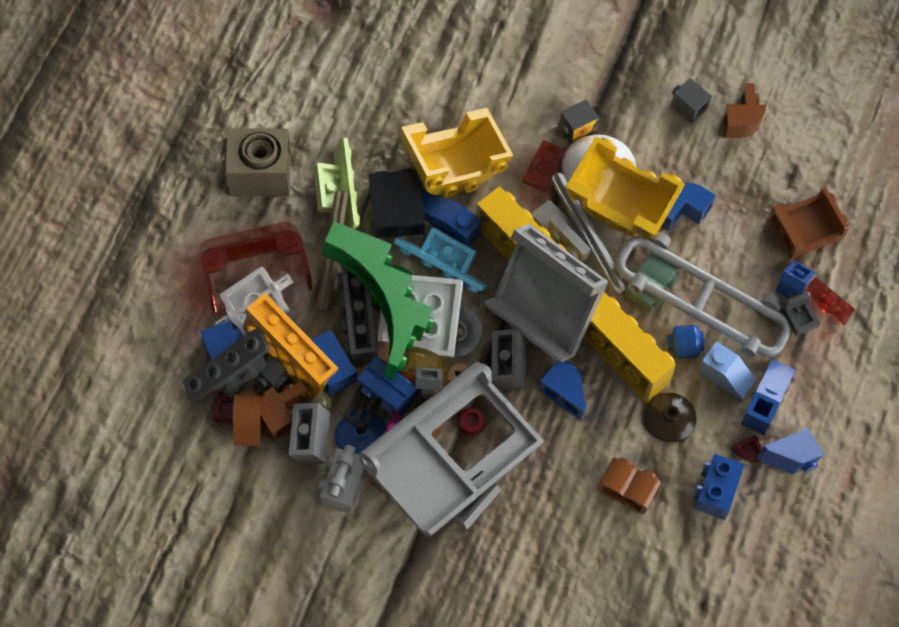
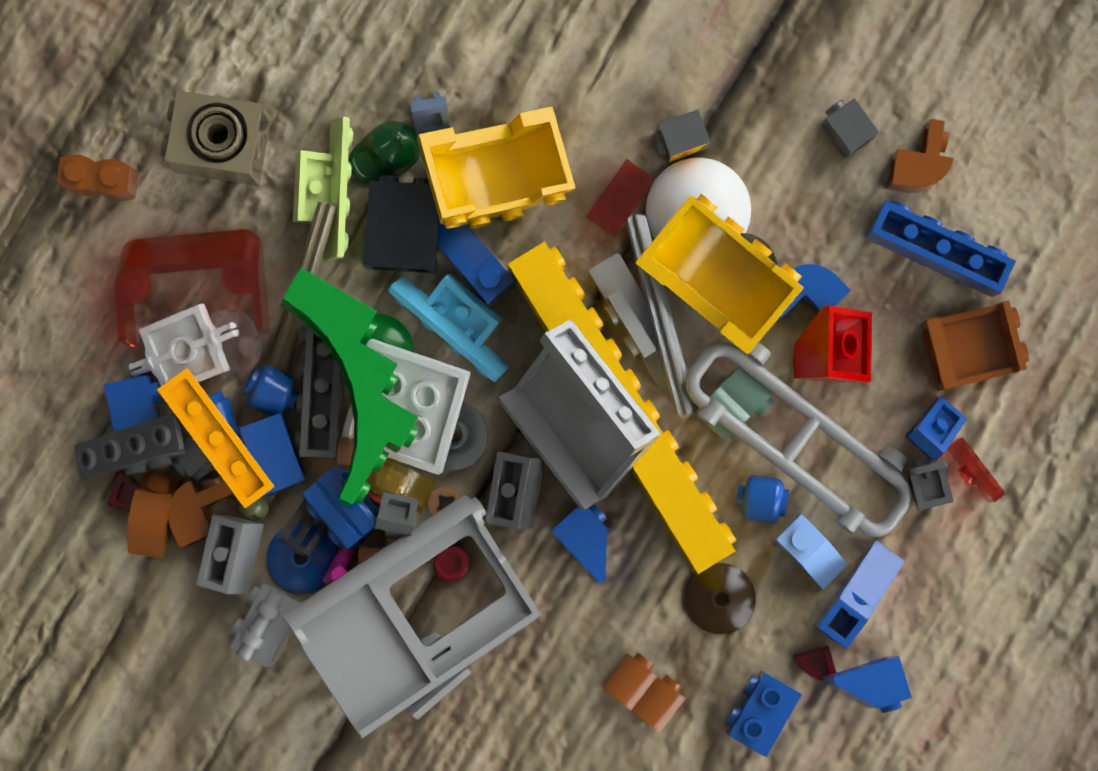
camera: 10 degrees right, 20 degrees up
(173, 202) = (90, 178): none -> dark orange brick
(320, 320) = (270, 390): none -> blue head
(374, 157) = (384, 152): none -> dark green piece
(394, 128) = (430, 114): none -> sand blue tile
(713, 236) = (835, 347): none -> red slope
(770, 163) = (940, 249): none -> blue brick

